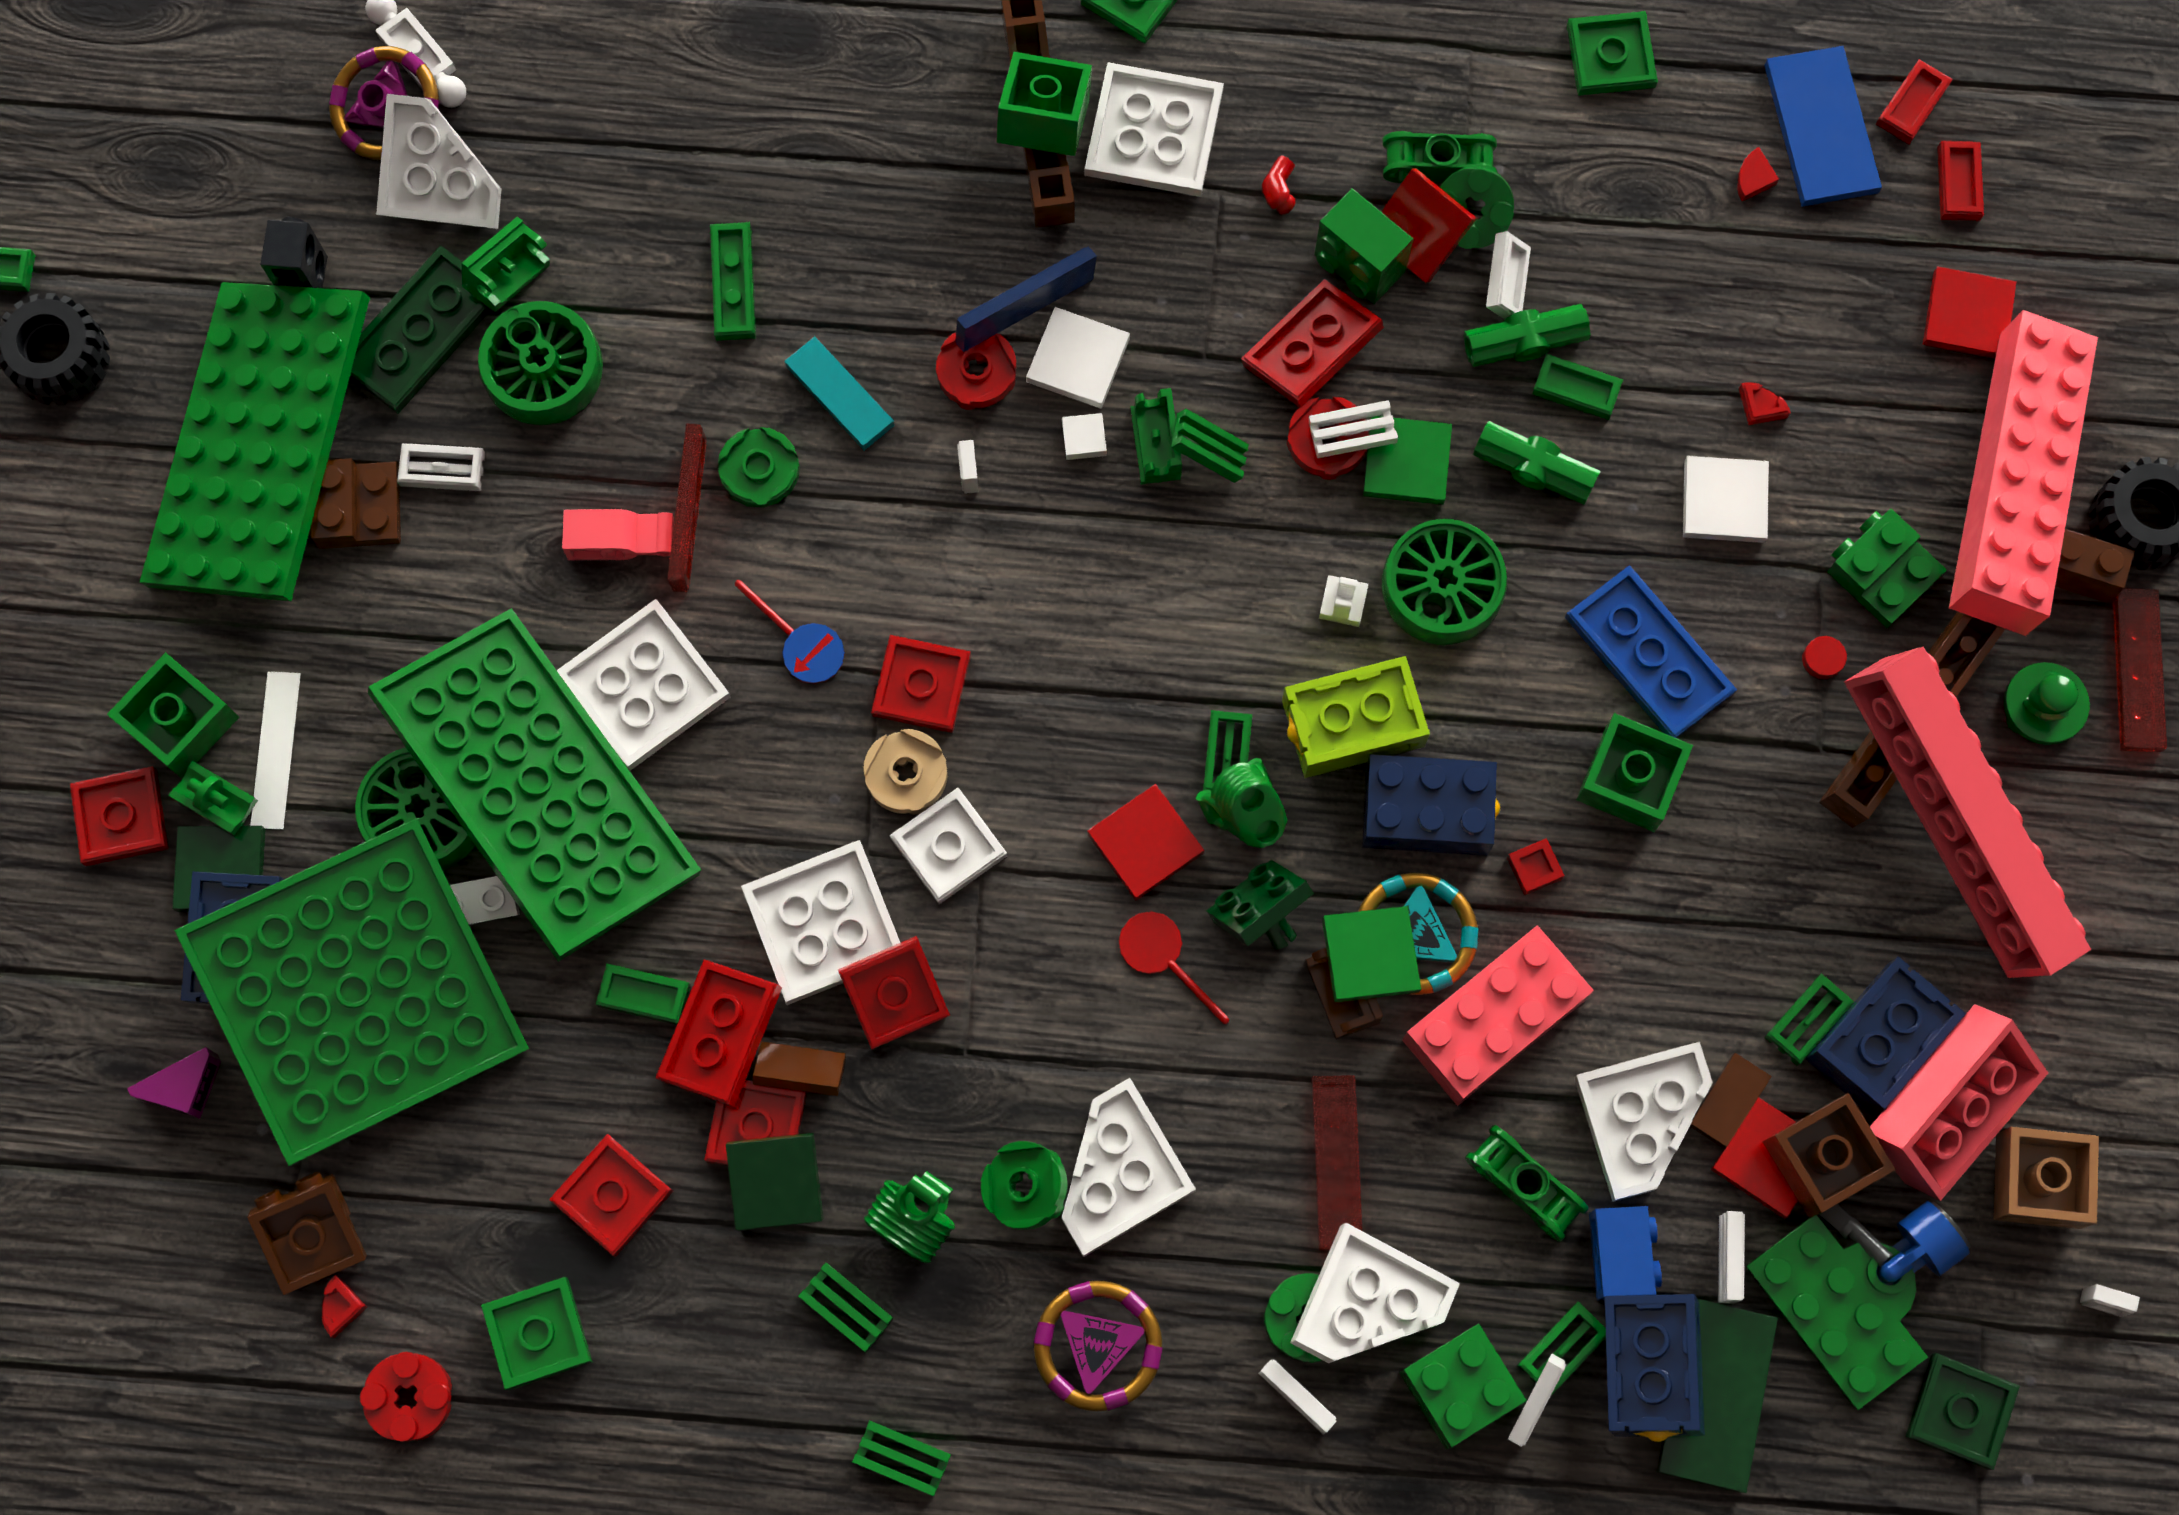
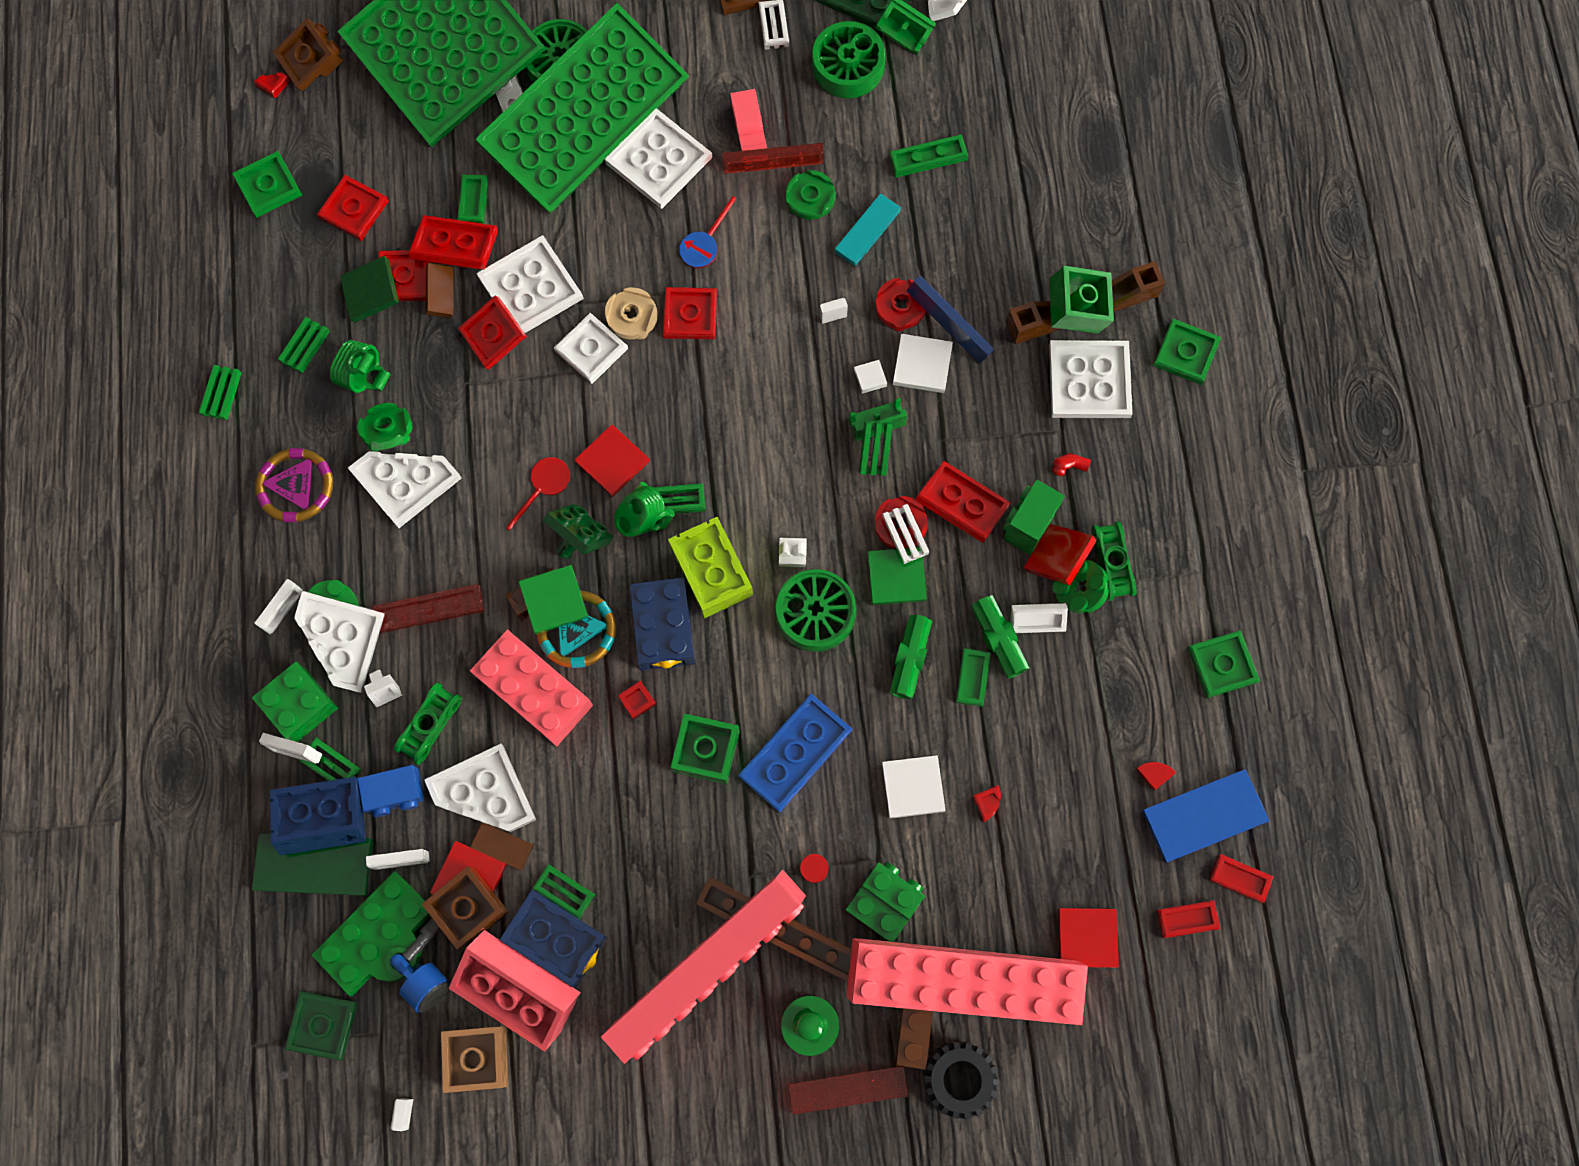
camera: 80 degrees right, 0 degrees up
(381, 1396) = (221, 115): red plate -> none
(1459, 1247) = (382, 688): none -> white tile

